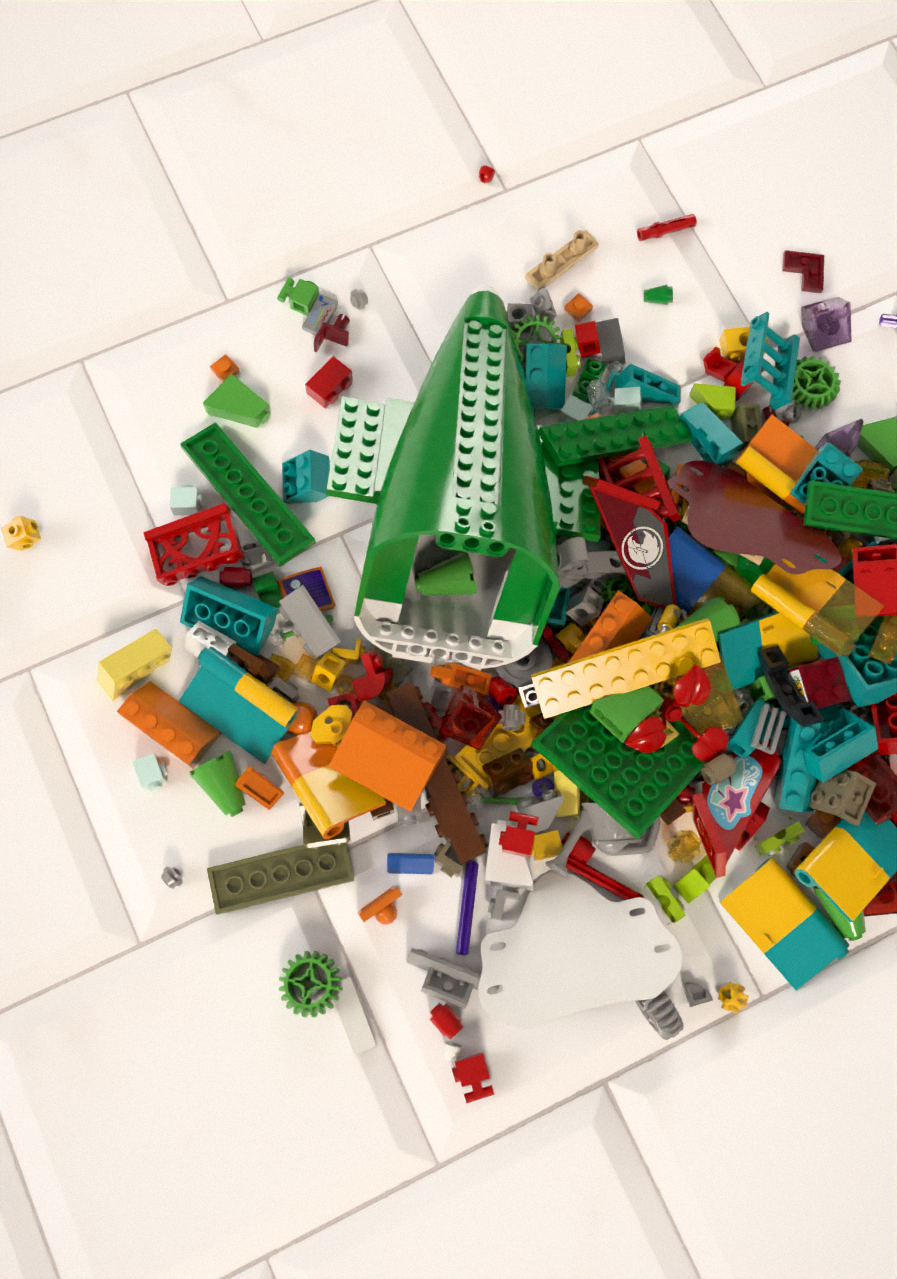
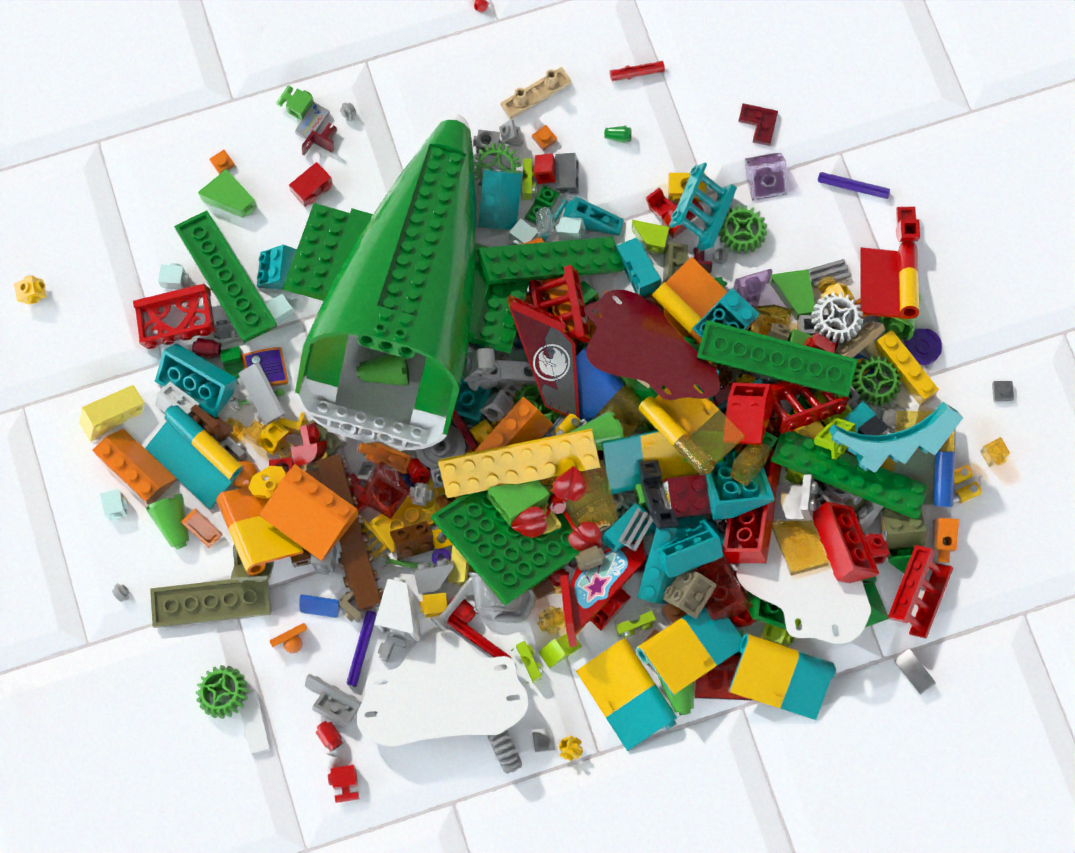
camera: 15 degrees right, 0 degrees up
(315, 522) = (279, 308): none -> light aqua brick
(519, 840) = (406, 593): red brick -> none

